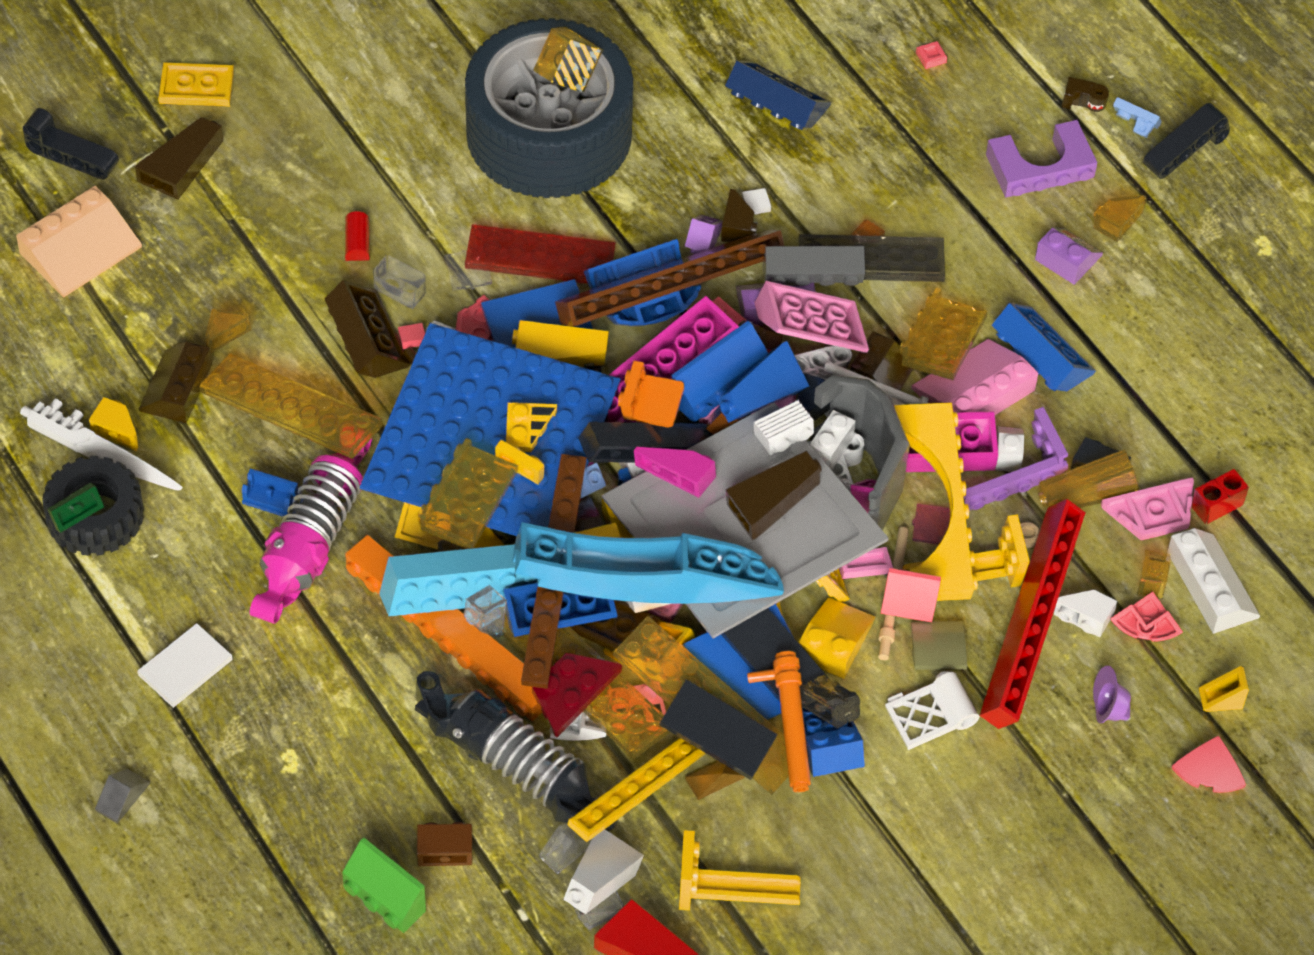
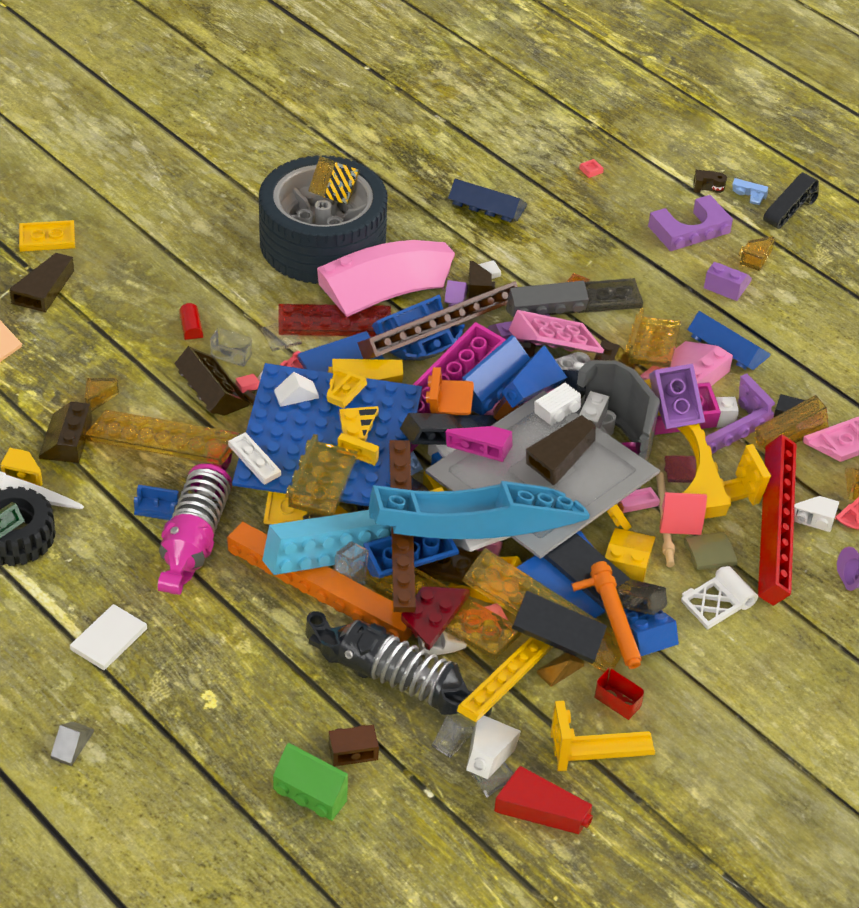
camera: 10 degrees left, 10 degrees down
(391, 457) = (254, 458): none -> white tile
(459, 369) = (295, 390): none -> white slope
(519, 372) = (344, 387): none -> yellow wing
(619, 195) = (384, 273): none -> bright pink slope
(780, 814) = (620, 686): none -> red piece
(938, 436) = (678, 396): none -> medium lavender slope

